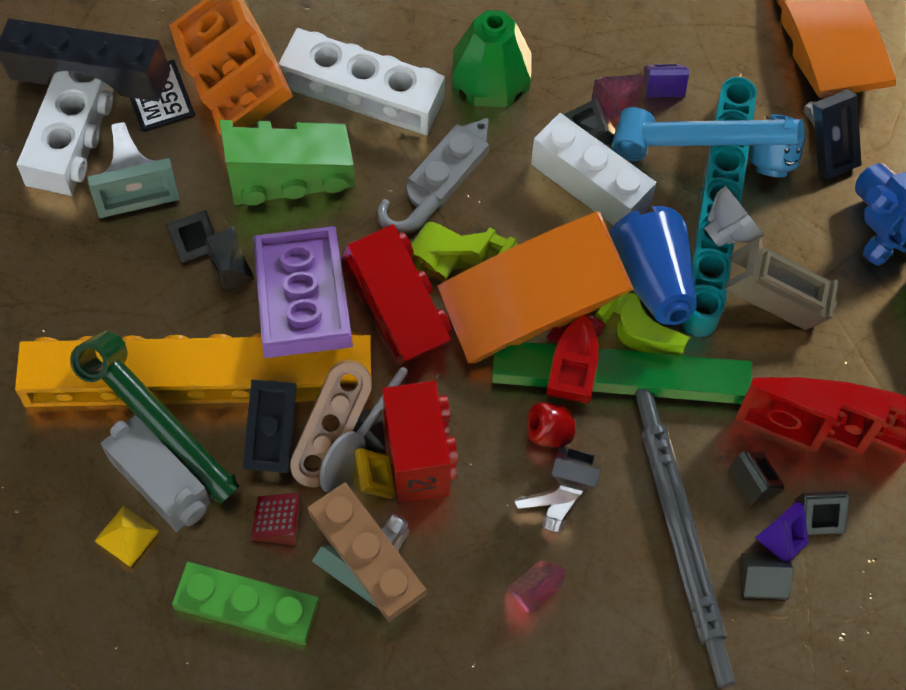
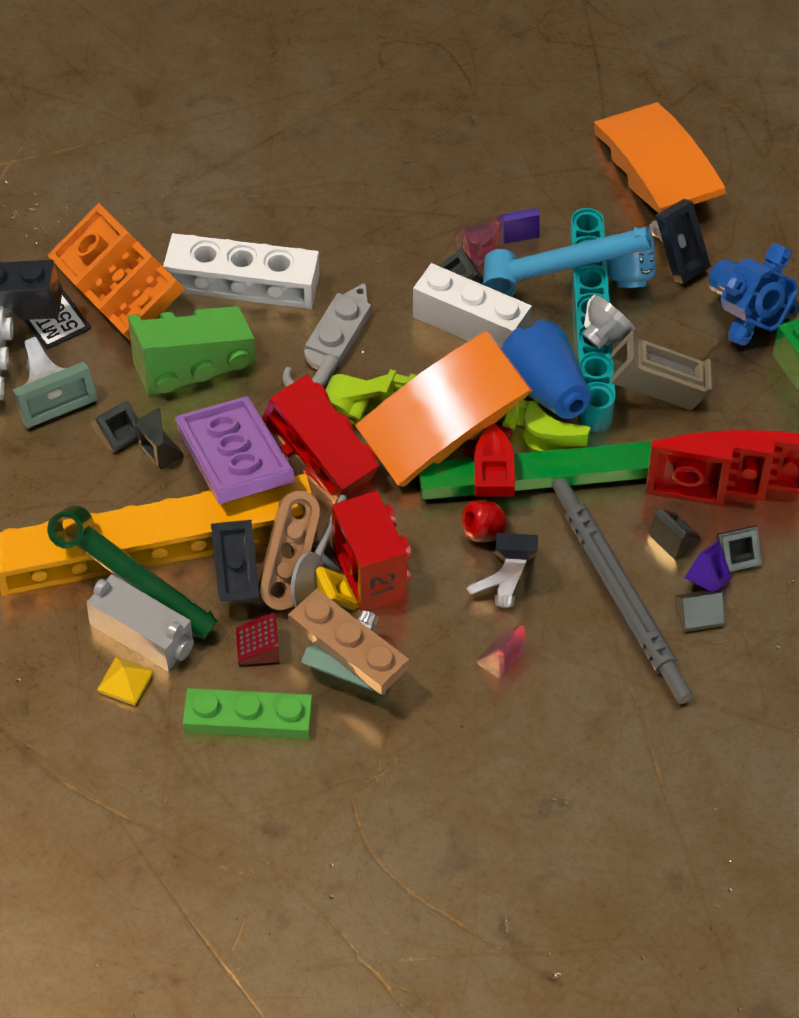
camera: 10 degrees left, 10 degrees down
(492, 61) = (357, 233): green cone -> none

